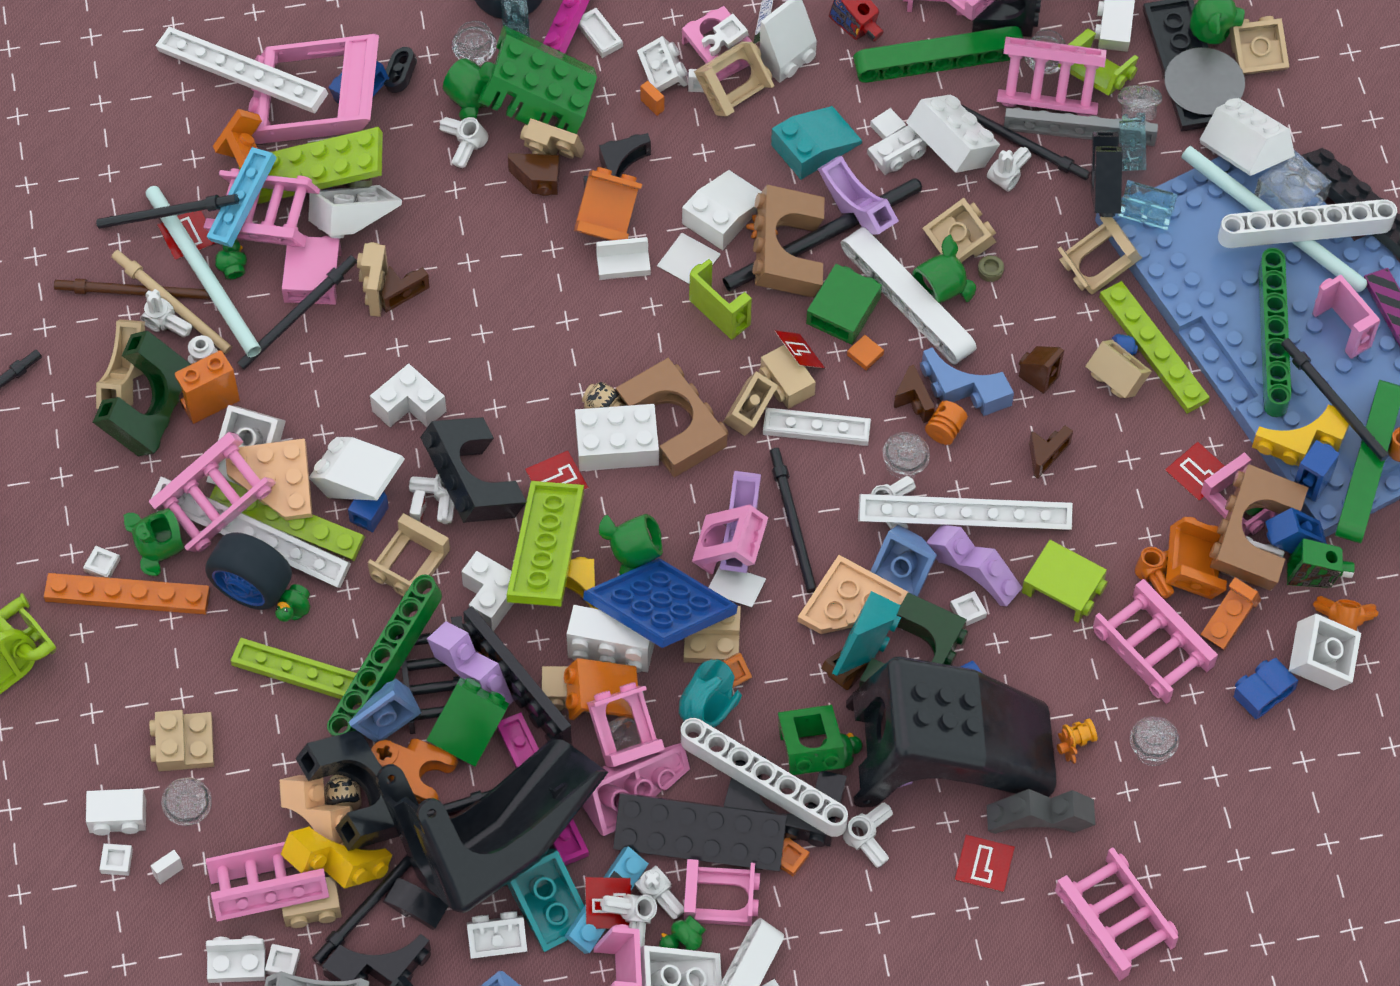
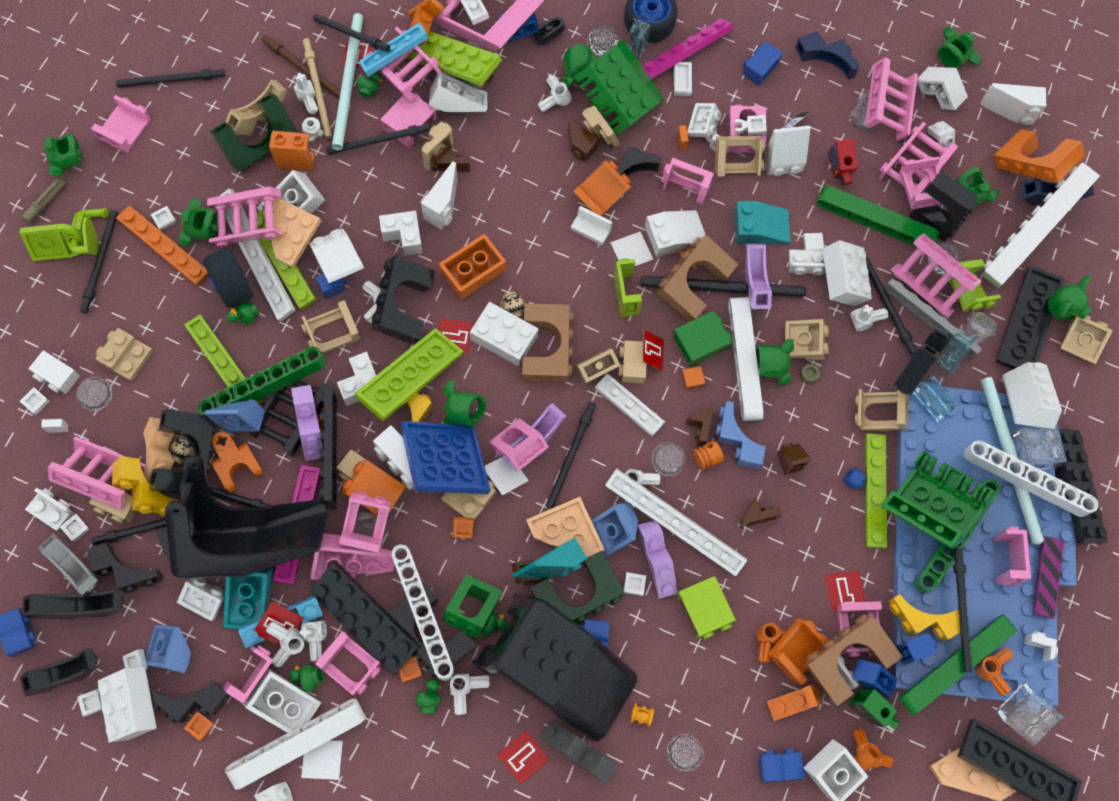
camera: 30 degrees right, 10 degrees up
(82, 701) = (89, 293): none -> black bar
(418, 505) = (358, 302): white tile -> none
(431, 341) = (439, 202): none -> white slope
(468, 721) = (279, 455): green brick -> none
(523, 386) = (472, 266): none -> orange brick
(709, 694) = (433, 535): teal hair -> none
(719, 141) = (672, 176): none -> bright pink panel
(836, 869) = (429, 700): none -> green animal
(1066, 746) = (626, 718): orange plant -> none
(1118, 369) = (840, 491): tan brick -> none
(1164, 618) = (749, 674): bright pink fence -> none
(1203, 80) = (1033, 338): flat silver sticker -> none
(1232, 306) = (939, 502): none -> green slope

